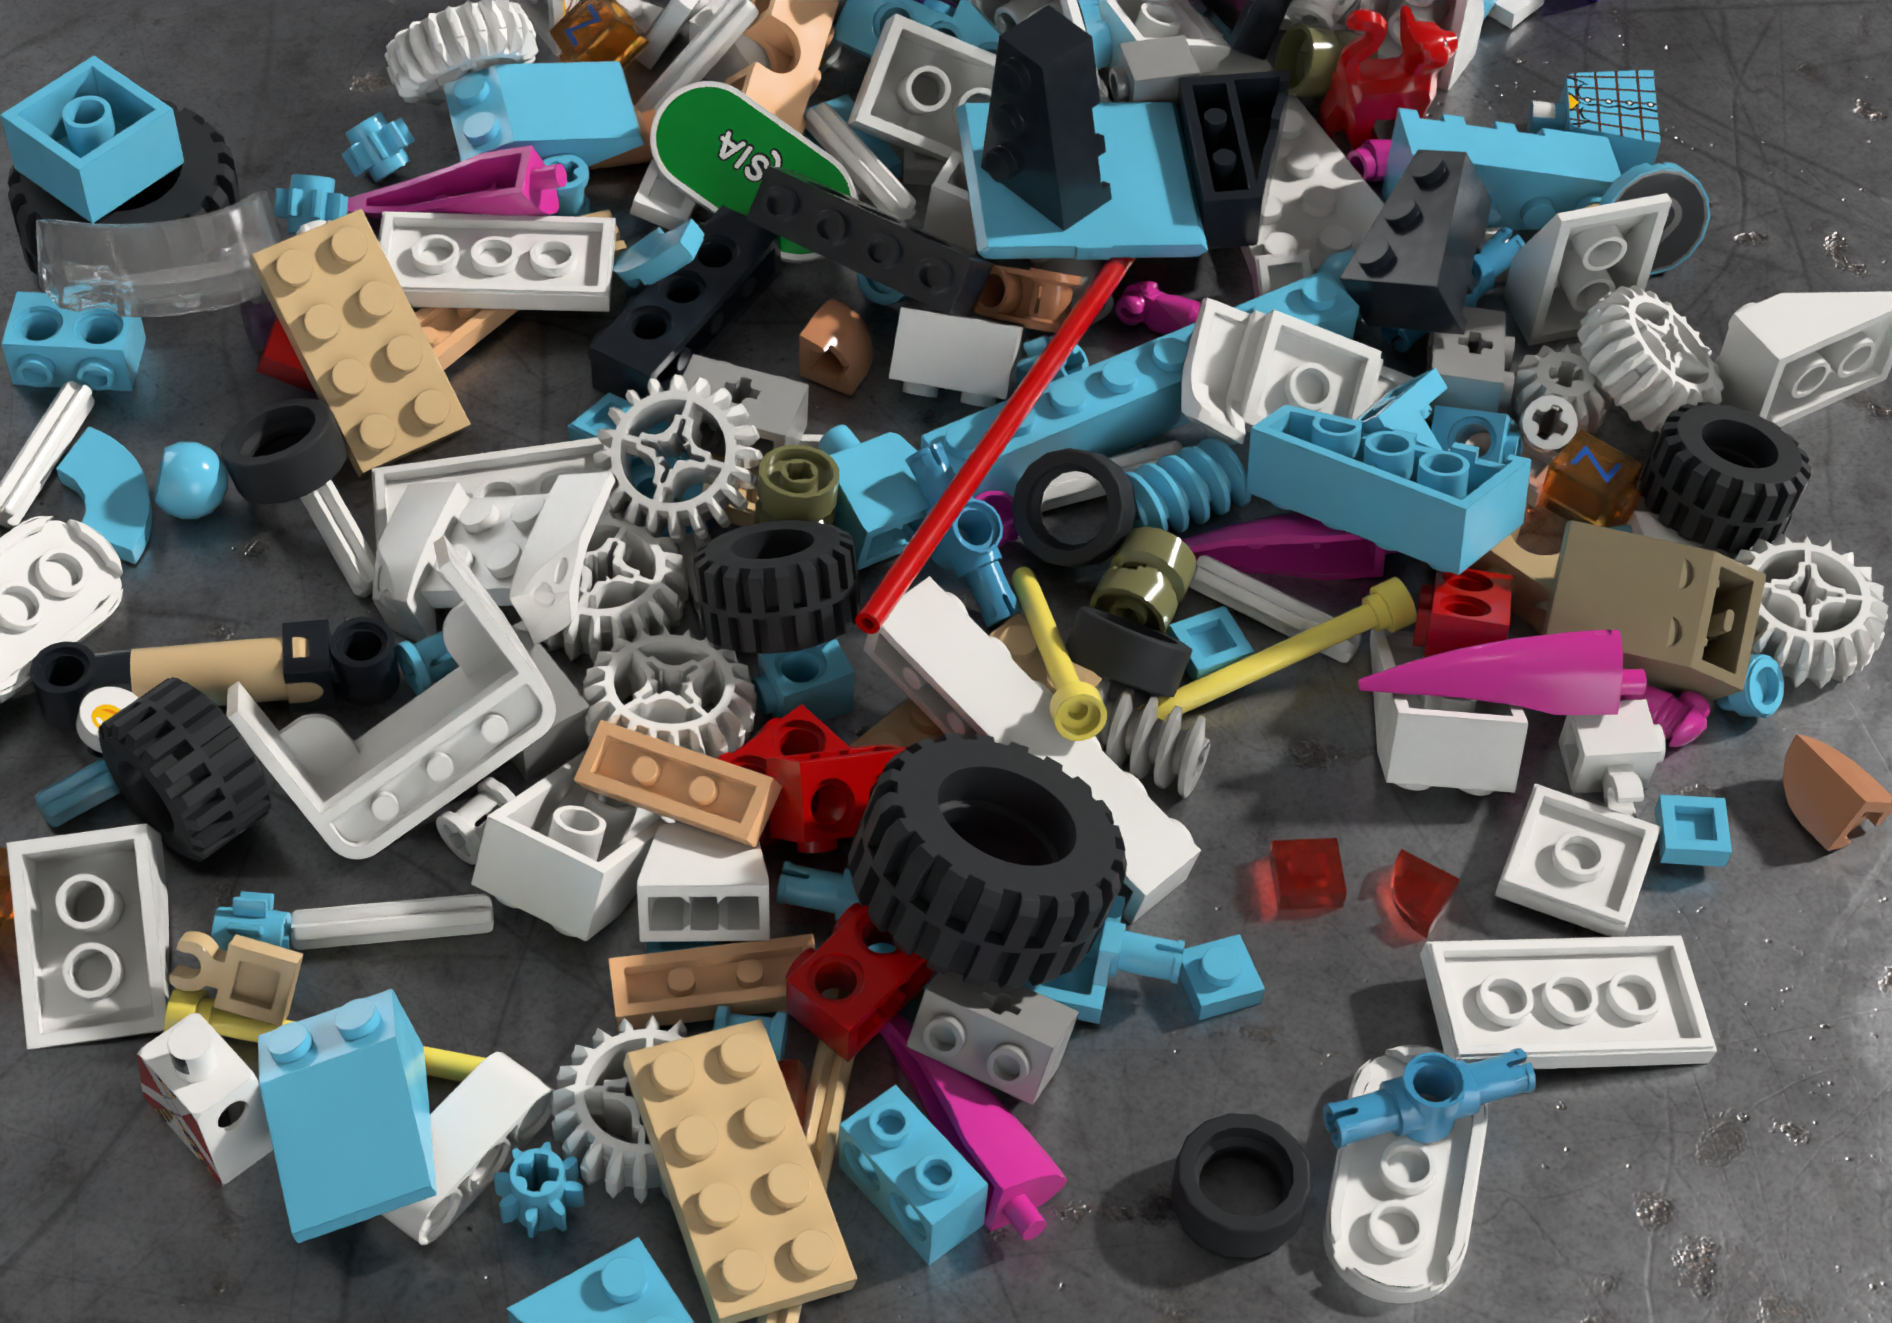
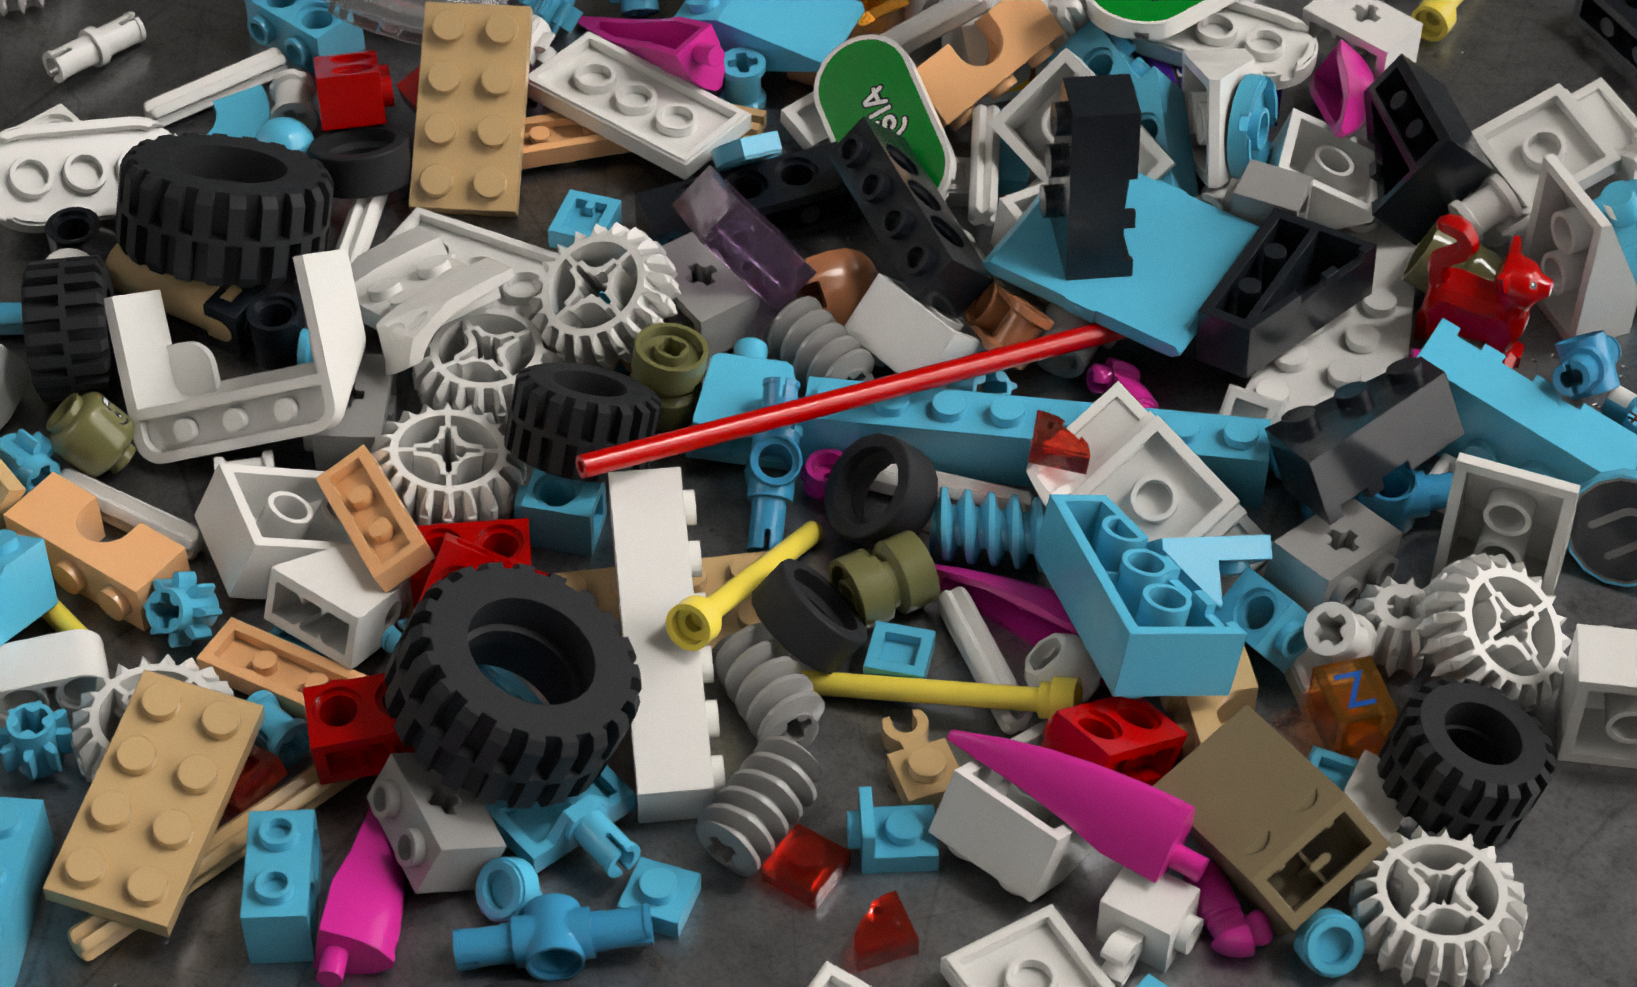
camera: 40 degrees right, 5 degrees down
(137, 421) = (293, 97): none -> white bush
(207, 385) = (352, 90): none -> red brick
(227, 567) = (221, 208): none -> black tyre
(293, 863) = (92, 434): none -> olive head
(463, 984) = (109, 573): none -> light nougat arch
(545, 994) = (182, 609): none -> medium azure gear
(564, 400) = (580, 213): none -> medium azure bracket
(750, 333) = (743, 239): none -> clear purple window
(883, 410) = (816, 344): none -> light grey piece
(1101, 1051) = (506, 887): none -> medium azure tile
(1179, 1067) = (553, 937): none -> dark azure pin
(1206, 384) = (1057, 446): none -> clear red tile
(1237, 843) = (759, 804): none -> light grey piece
(1312, 734) = (915, 766): none -> tan plate
(1349, 575) = (1062, 656): none -> white piece
(1352, 804) = (892, 836): none -> medium azure bracket
(1506, 94) = (1587, 365): none -> dark azure pin

